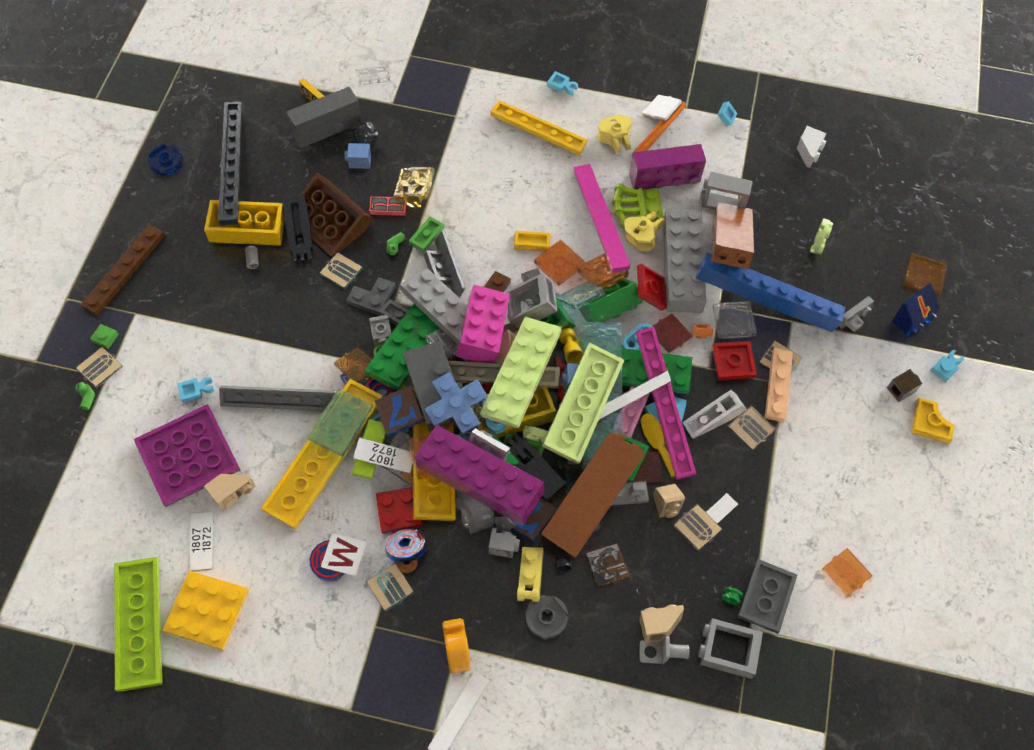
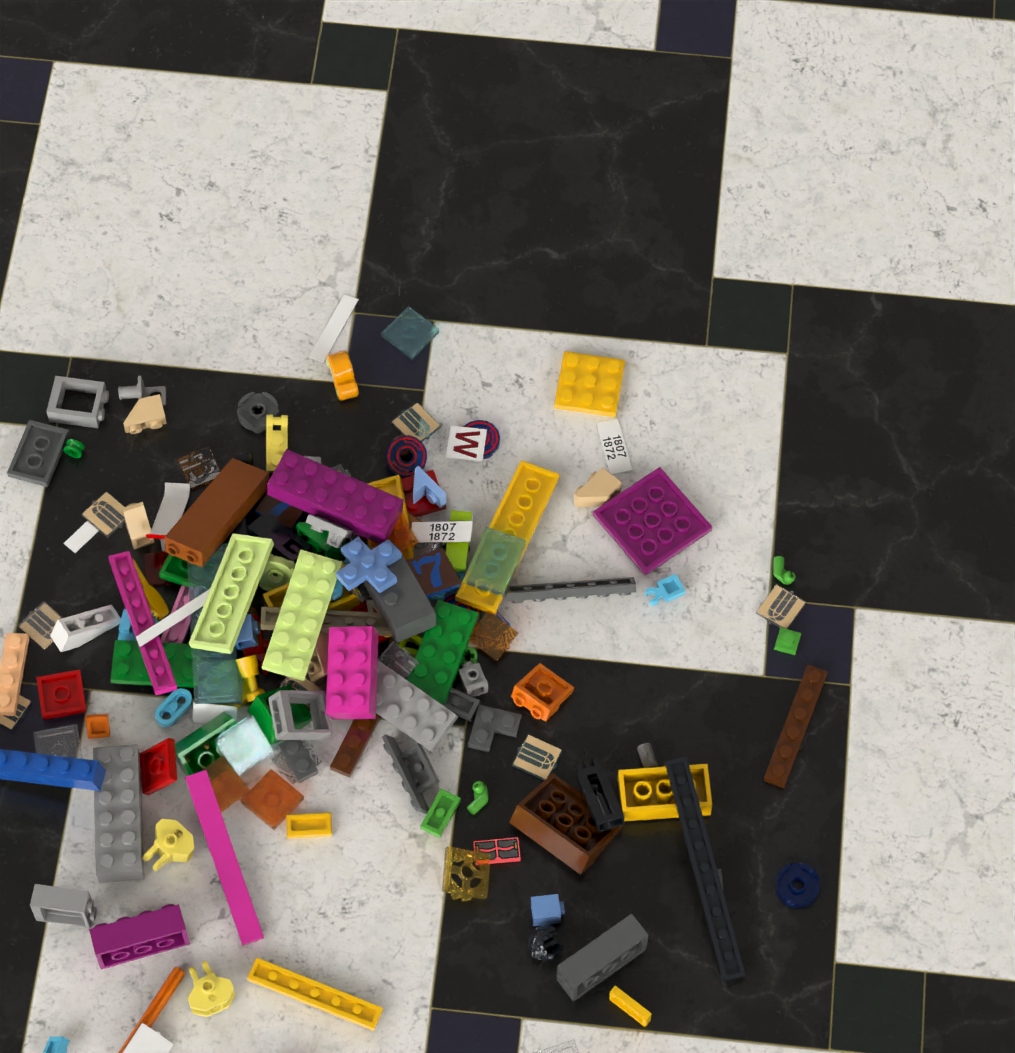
camera: 175 degrees right, 0 degrees up
(137, 624) = (650, 364): lime plate -> none
(324, 313) = (541, 692): none -> orange plate
(378, 695) = (410, 332): none -> clear light blue tile
(392, 502) = (426, 486): none -> light blue slope
(639, 507) = (170, 510): none -> white sticker
(646, 200) = (162, 889): lime plate -> none
(671, 333) = (135, 725): clear red piece -> none
(732, 236) = (59, 819): brick -> none

